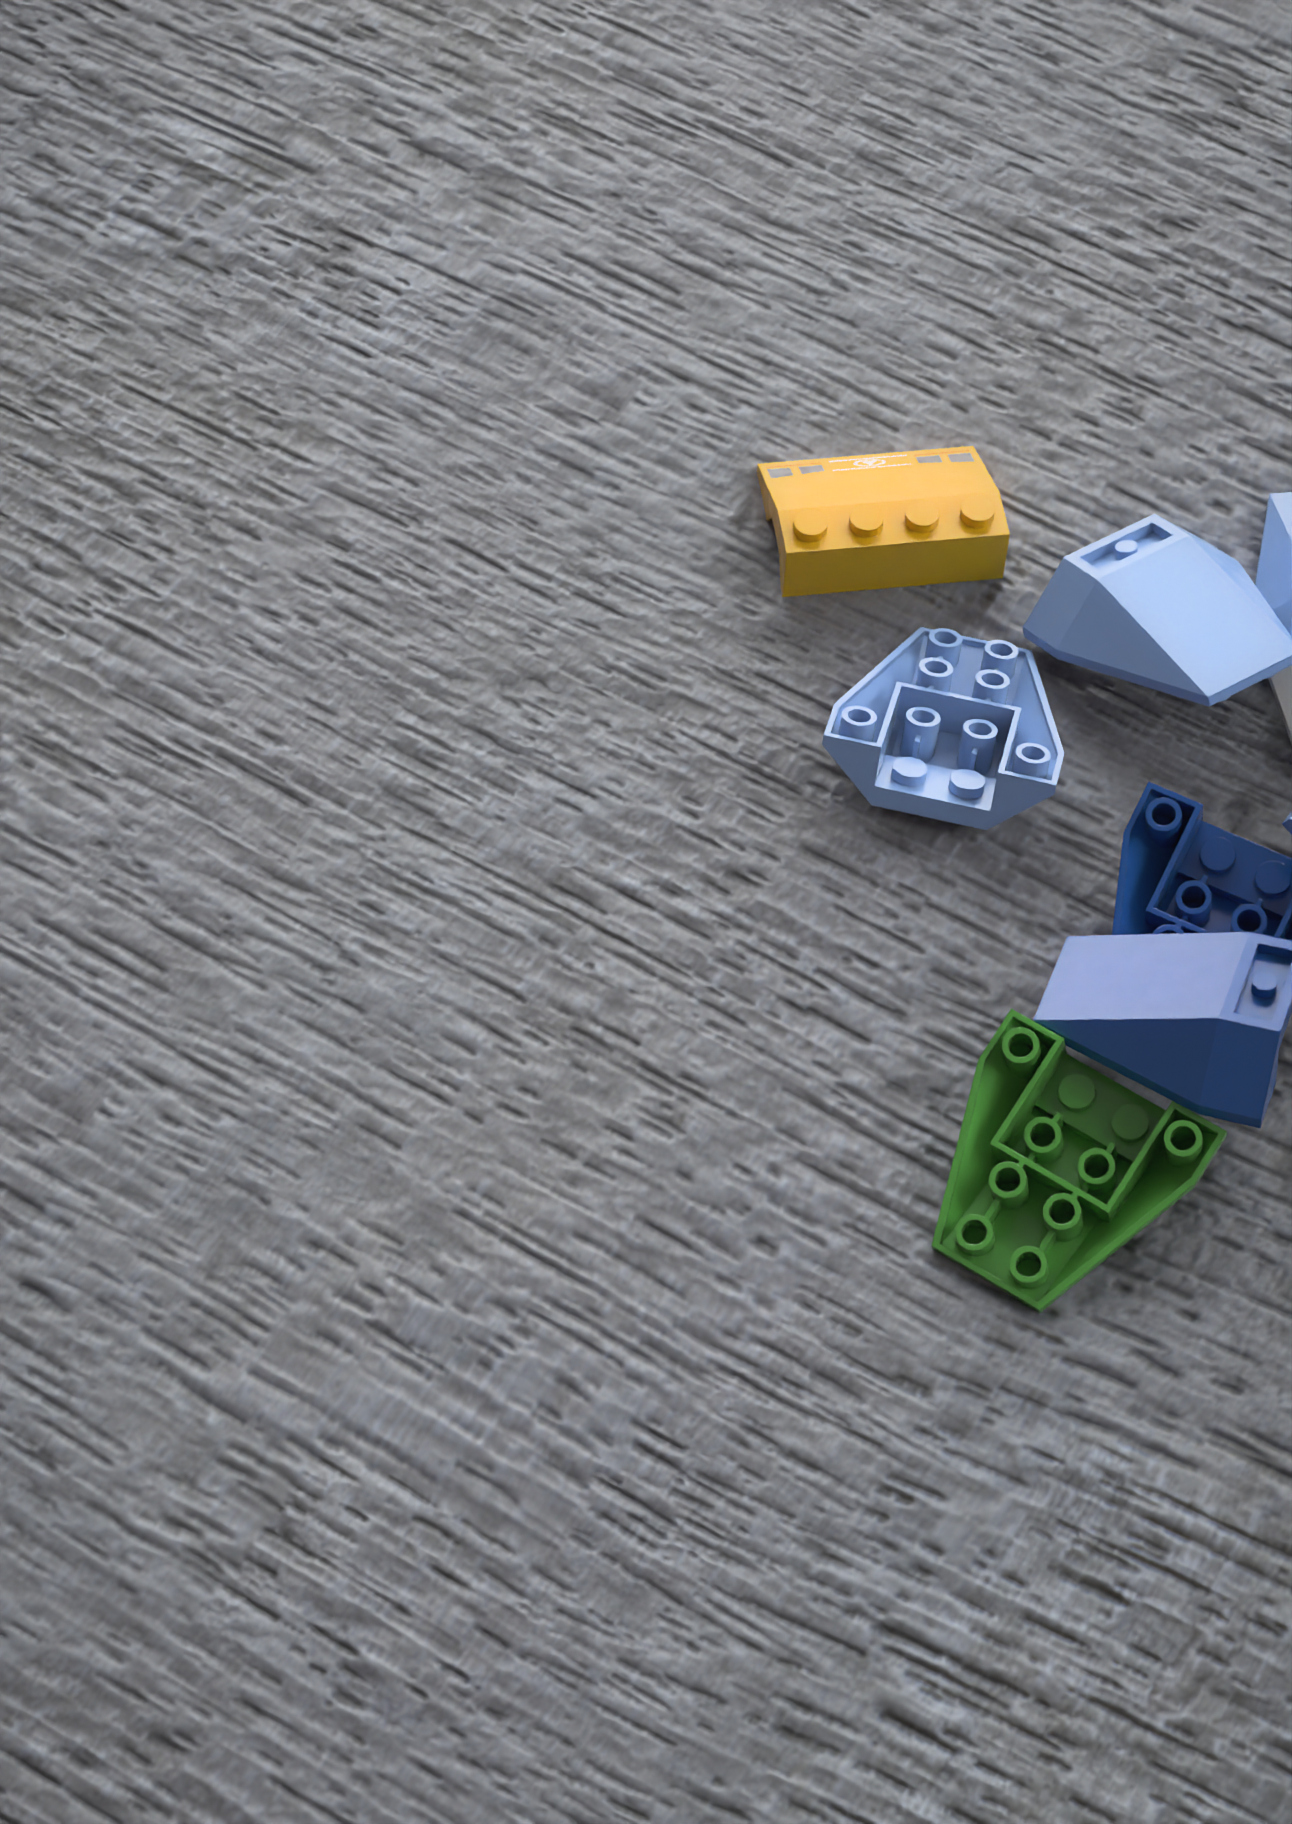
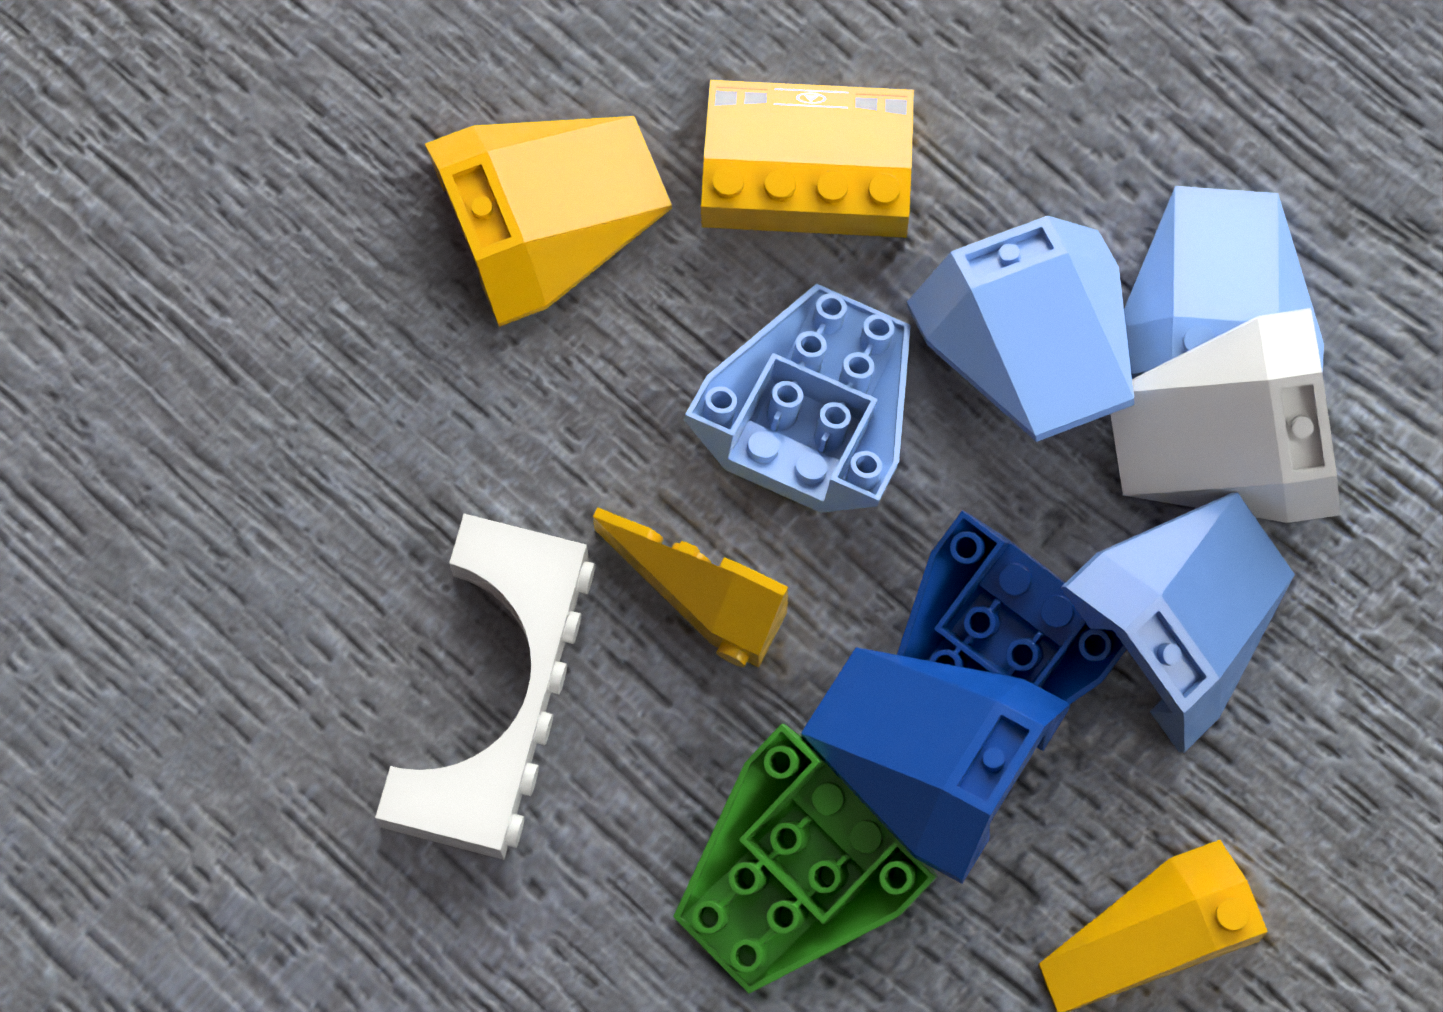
camera: 15 degrees right, 20 degrees up
(615, 589) = (547, 202): none -> yellow wedge
(675, 1155) = (479, 799): none -> white arch
(898, 913) = (724, 603): none -> yellow wedge

